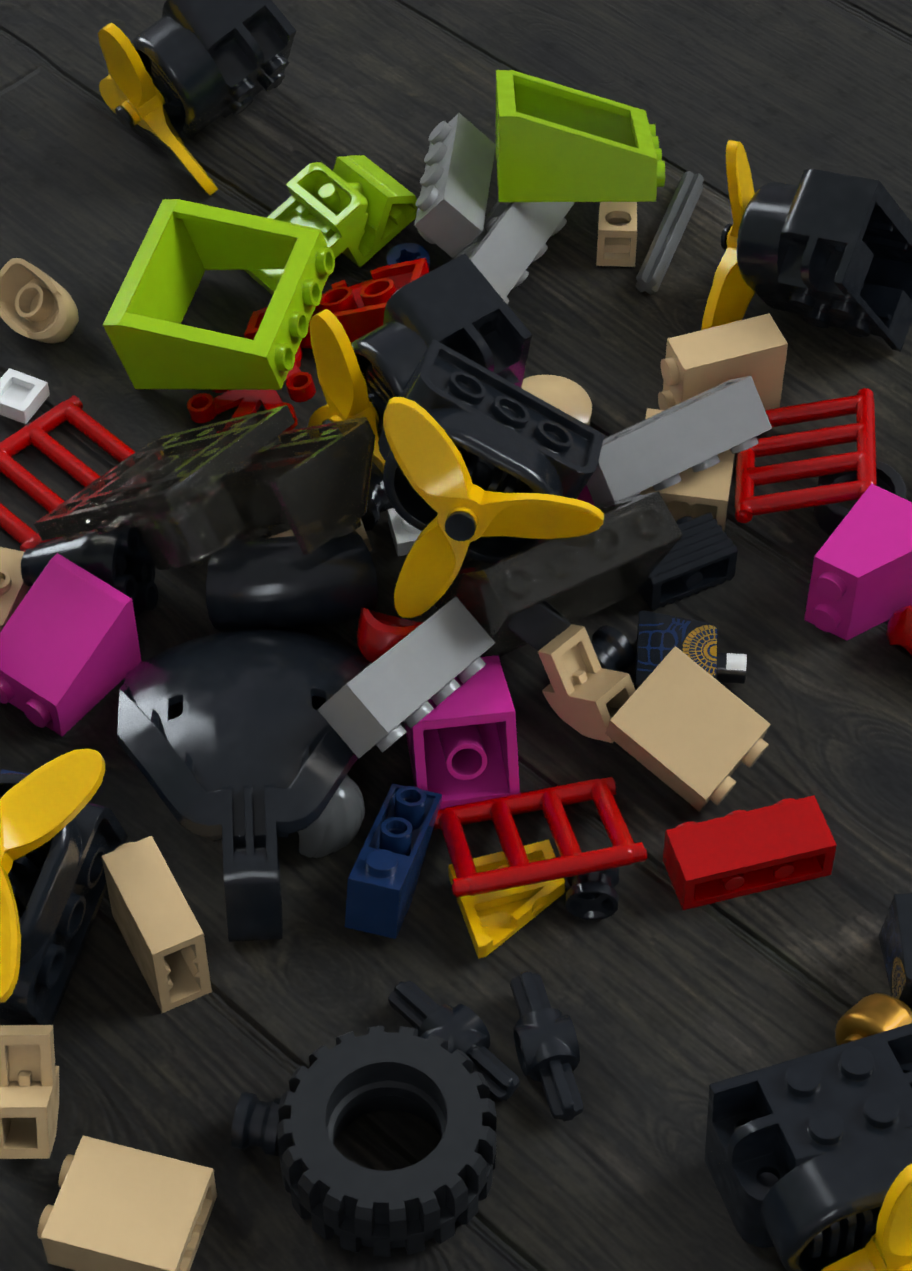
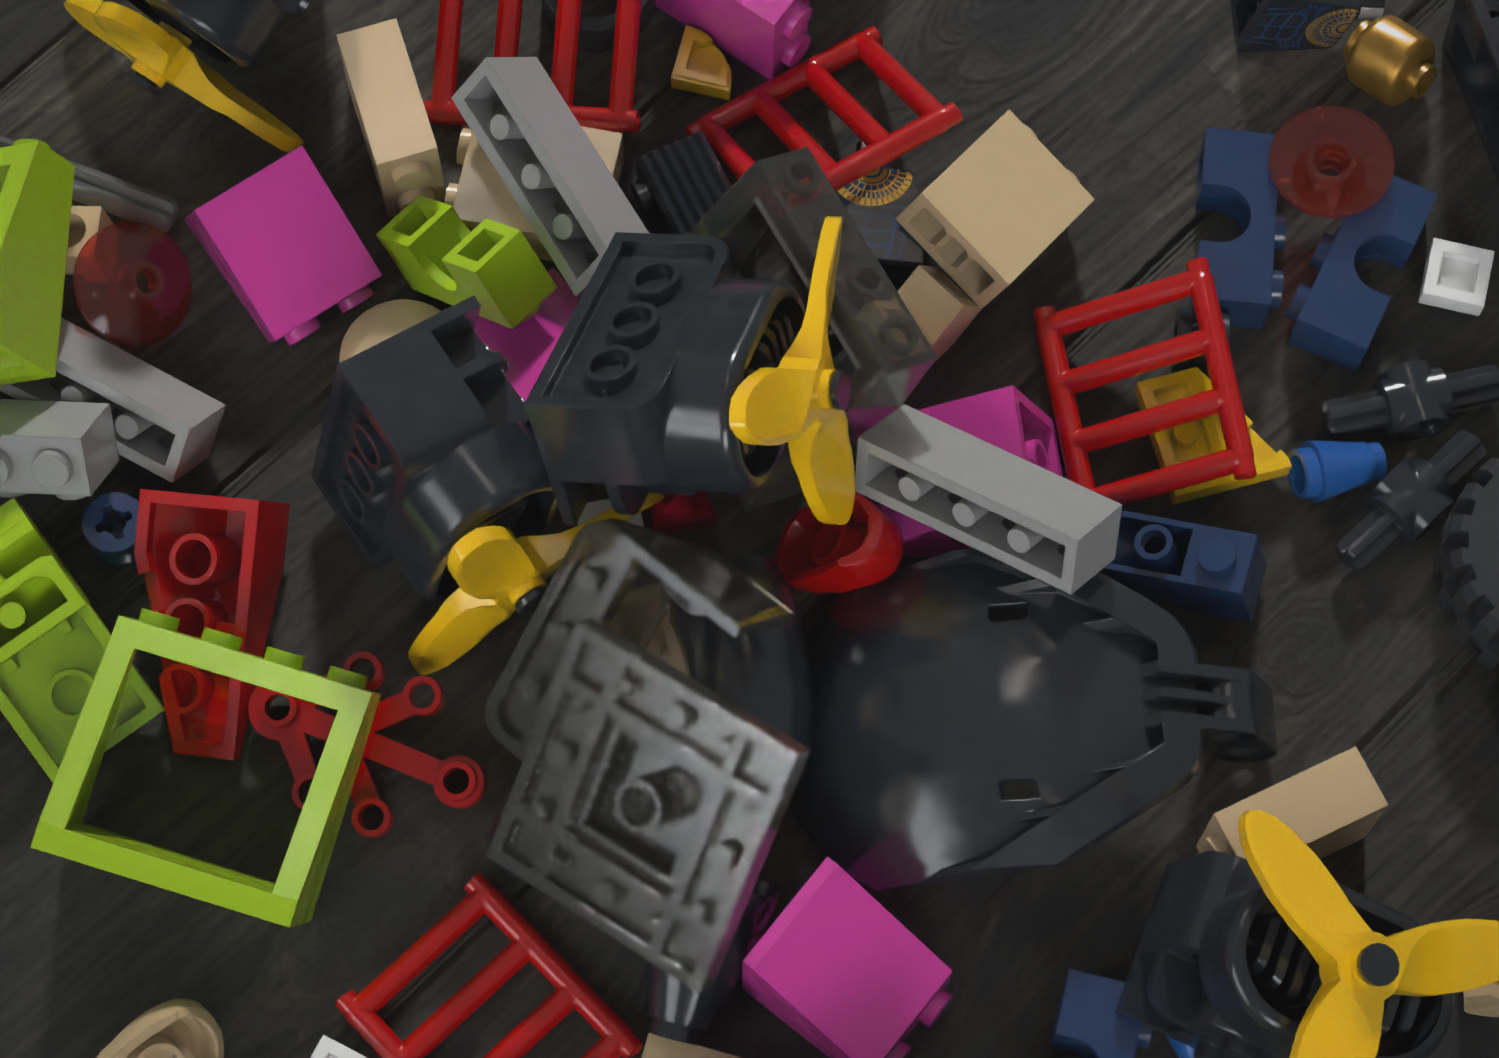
camera: 90 degrees left, 20 degrees up
(481, 983) = (1334, 467): none -> blue cone
(598, 277) = (108, 289): none -> clear red dish
(606, 402) = (454, 263): none -> lime arch
(618, 328) = (285, 247): none -> dark pink slope
(632, 984) = (1339, 310): none -> dark blue arch
(658, 921) = (1238, 183): none -> dark blue arch
(669, 1084) = (1456, 277): none -> white plate
(734, 648) = (816, 75): none -> red bar
(748, 852) = (1146, 167): red brick -> none
(755, 944) = (1334, 140): none -> clear red dish
(799, 571) = (701, 66): none -> yellow tile

